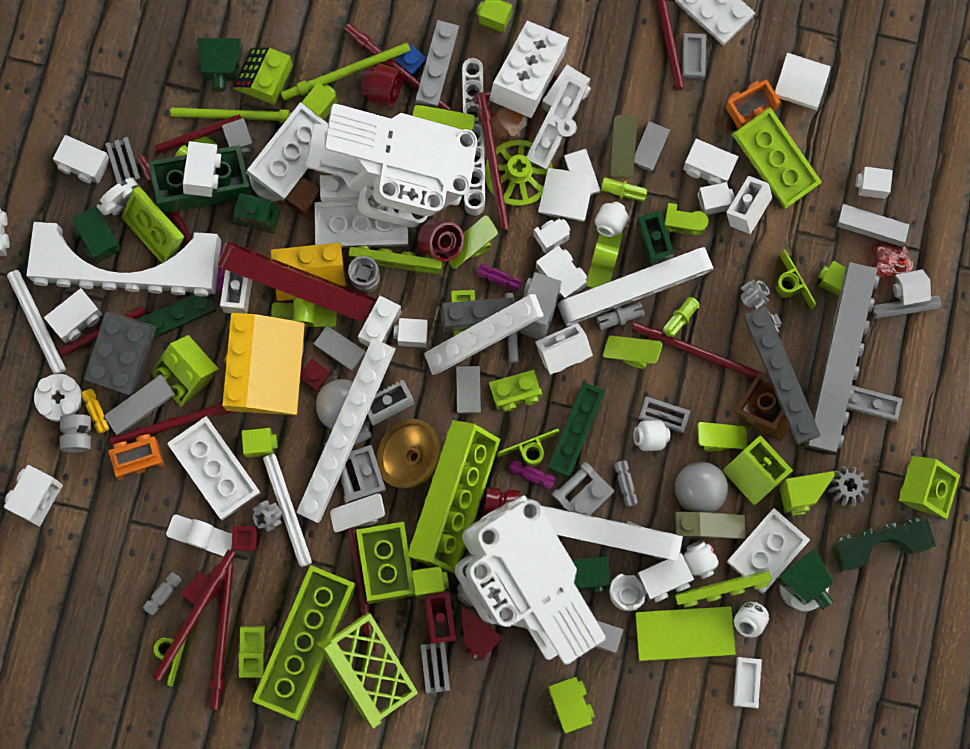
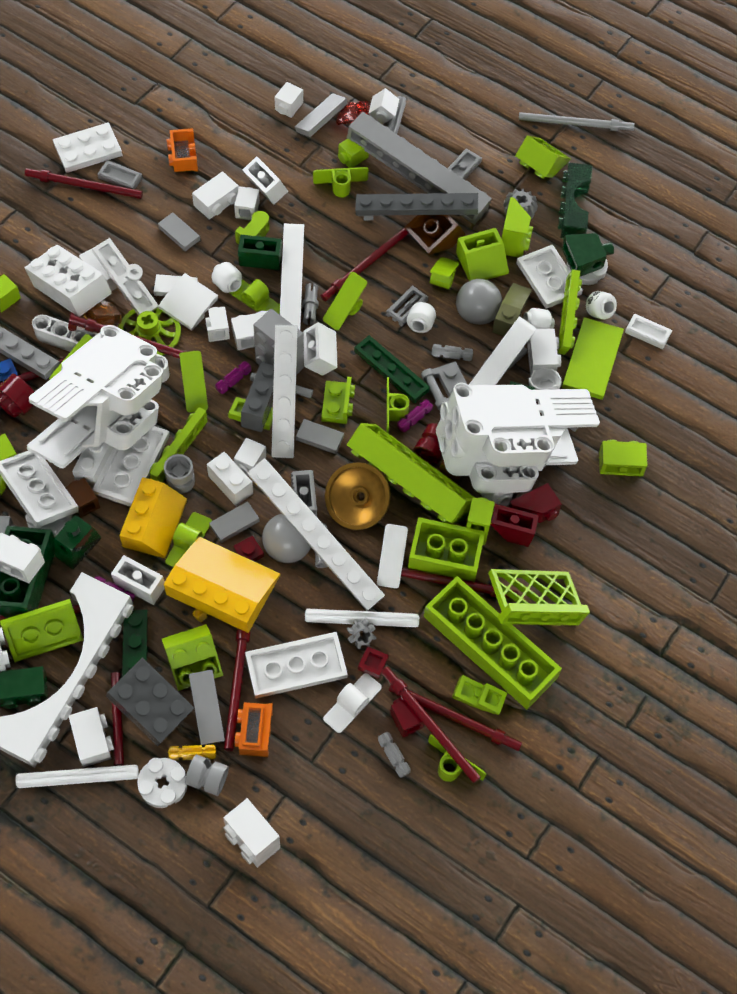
camera: 70 degrees left, 15 degrees down
(259, 442) = (290, 617): lime brick -> none
(296, 282) = (160, 523): dark red beam -> none
(367, 475) = (359, 539): light grey plate -> none
(433, 647) = (557, 547): light grey tile -> none
(440, 239) = (179, 401): dark red piece -> none
(623, 146) = (169, 245): olive piece -> none
(623, 189) = (205, 262): lime axle -> none
(681, 317) = (332, 261): lime axle -> none
(755, 294) = (339, 206): light grey gear -> none
(776, 158) = (234, 150): lime tile -> none
(802, 81) = (182, 113): white slope -> none

